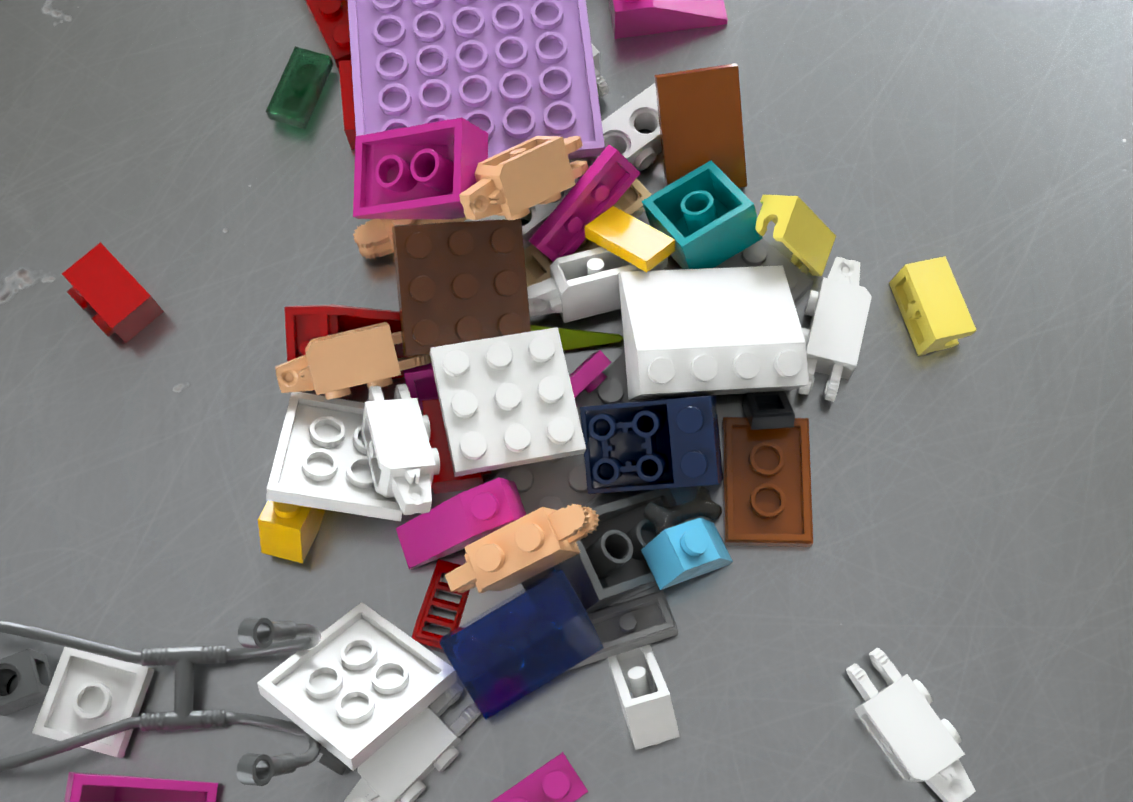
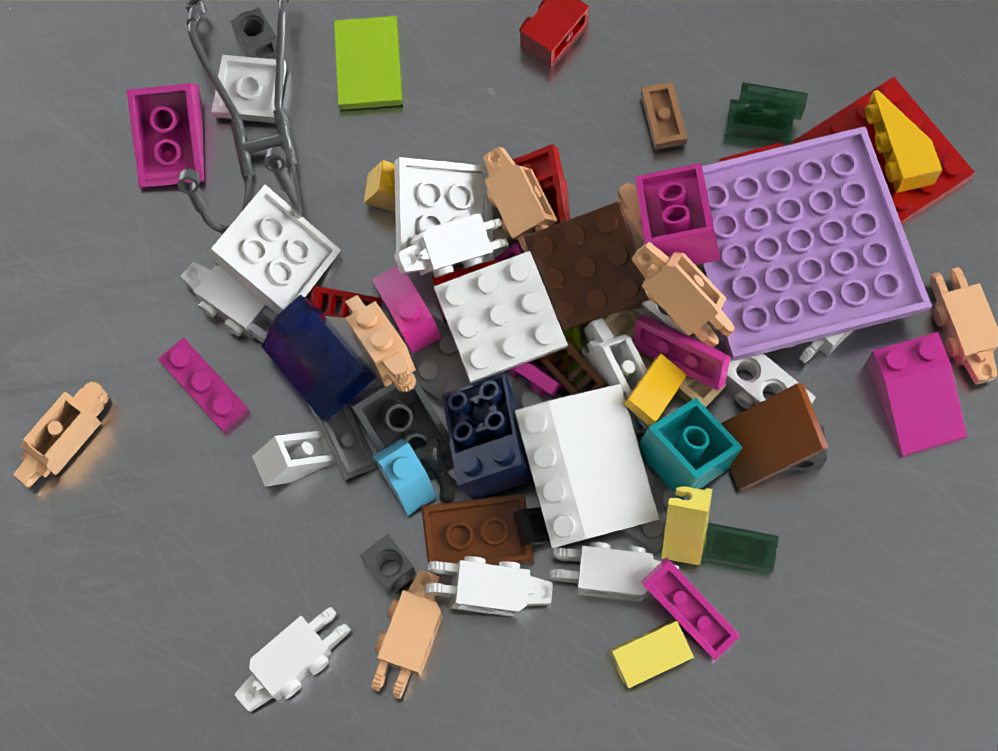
camera: 80 degrees right, 0 degrees up
(96, 535) = (368, 62): none -> lime tile
(267, 188) = (663, 115): none -> medium nougat plate
(284, 61) = (772, 101): none -> clear green plate
(590, 346) = (550, 362): none -> reddish brown slope
(786, 603) = (386, 550): none -> dark grey brick
(821, 183) = (740, 547): none -> clear green plate
(843, 471) = (489, 587): none -> white hinge
(888, 250) = (690, 608): none -> dark pink plate
(888, 574) = (409, 634): none -> light nougat hinge

